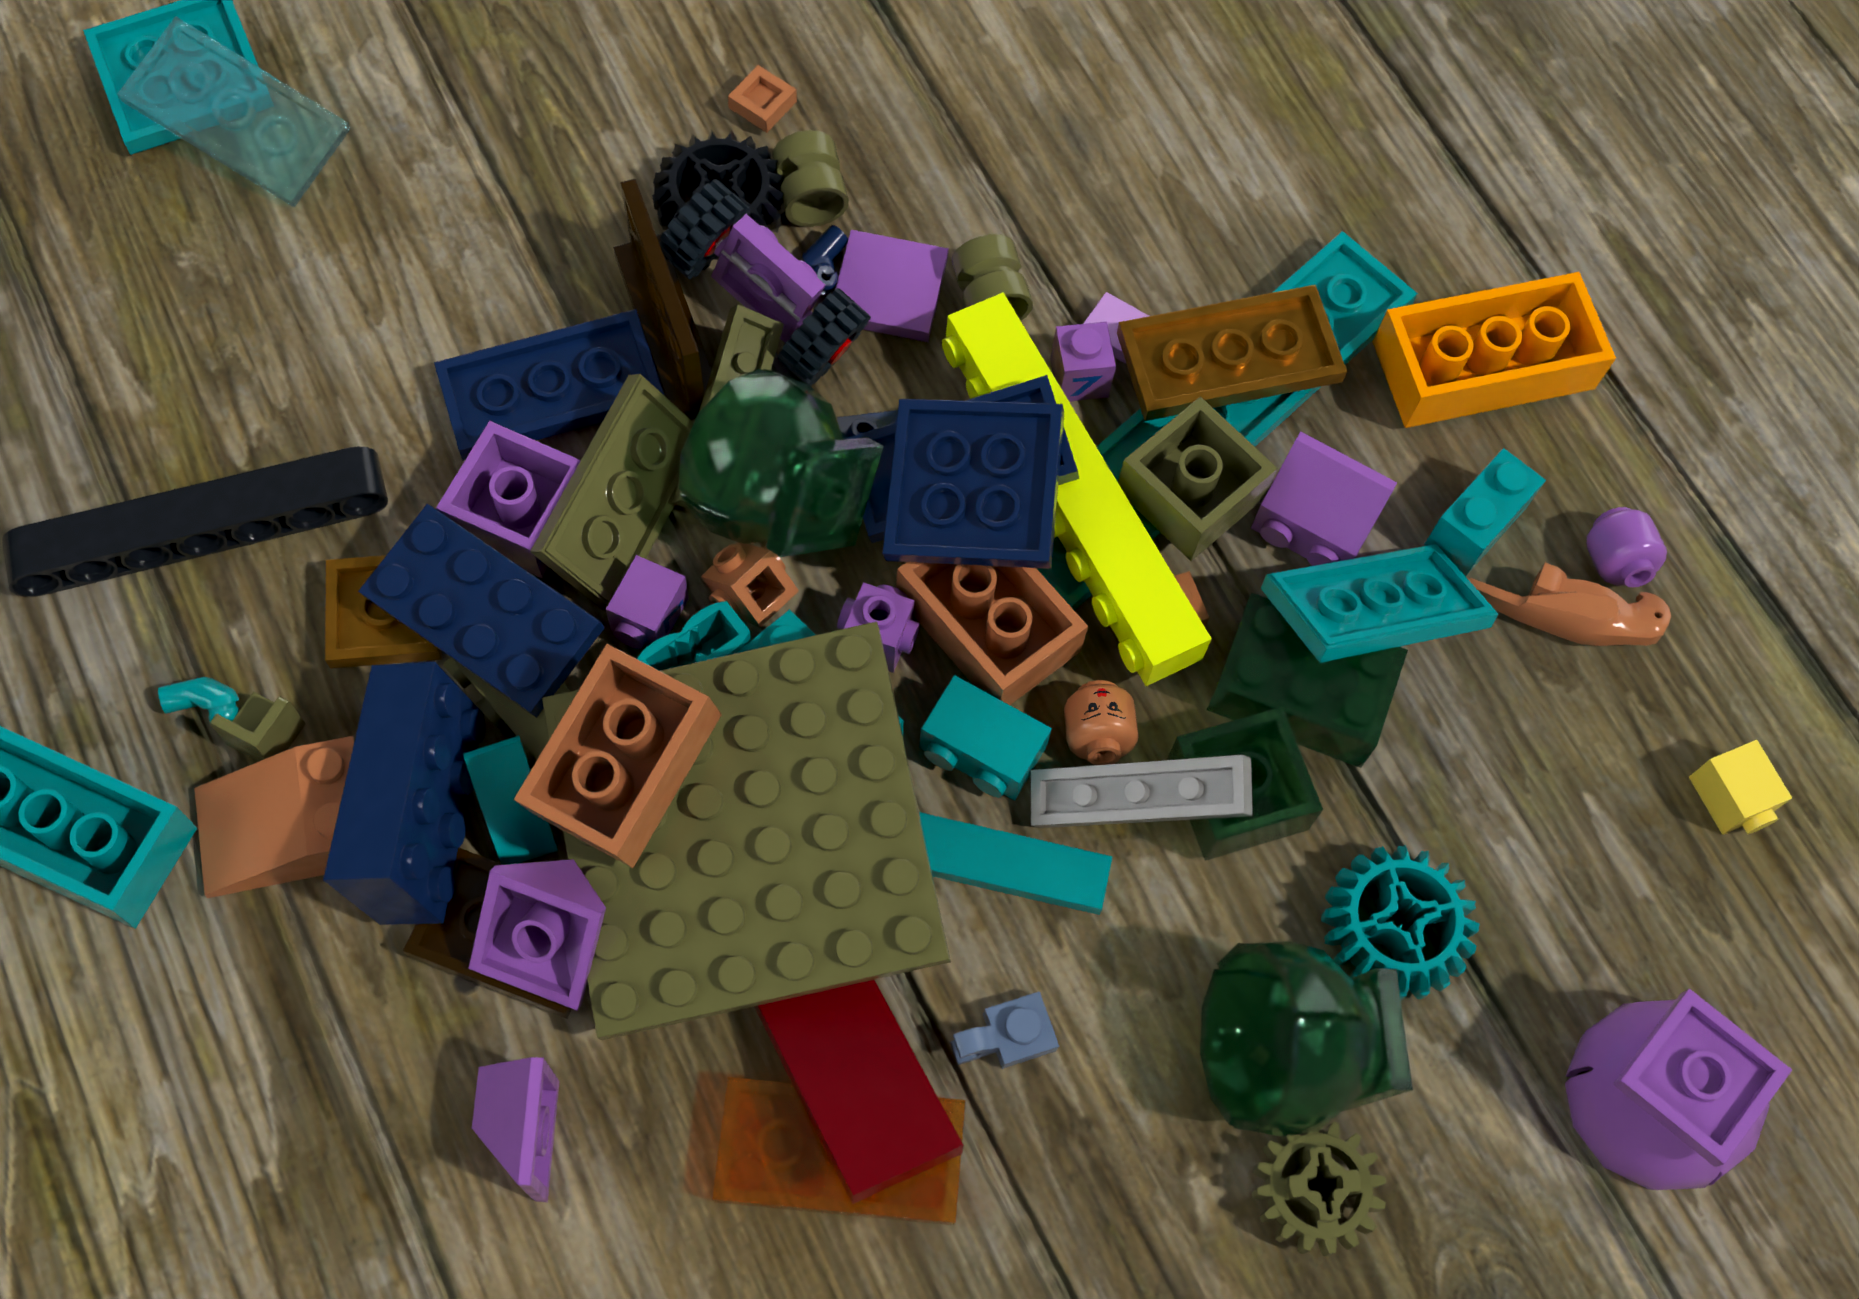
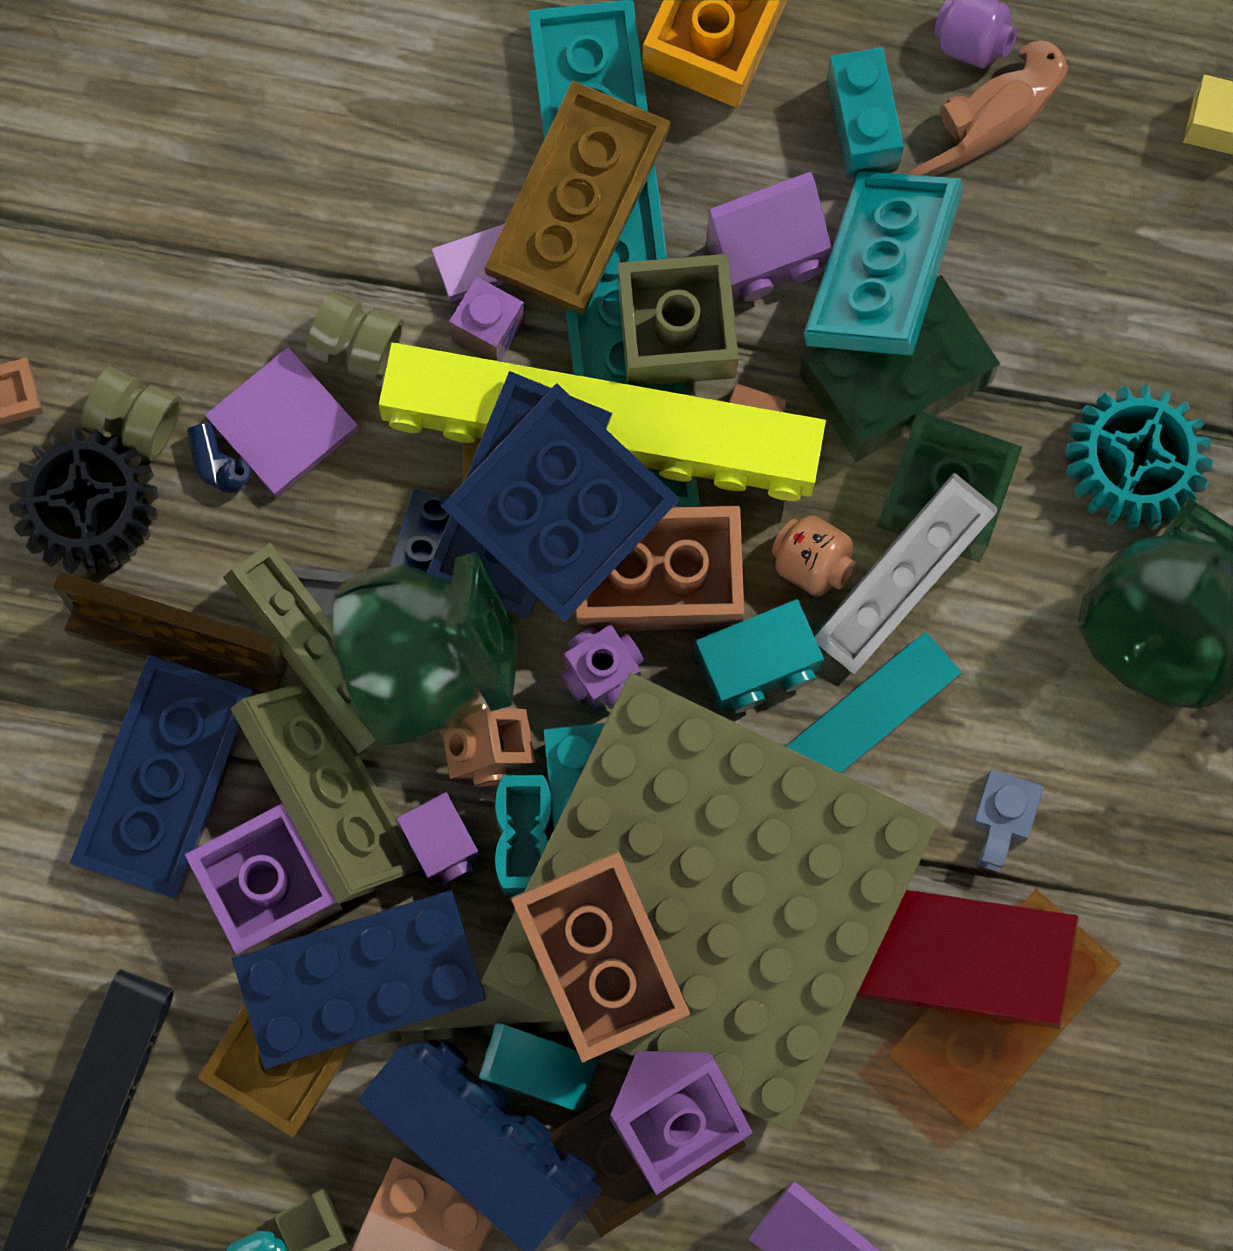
camera: 50 degrees left, 10 degrees up
(763, 279) = (223, 527): plate -> none

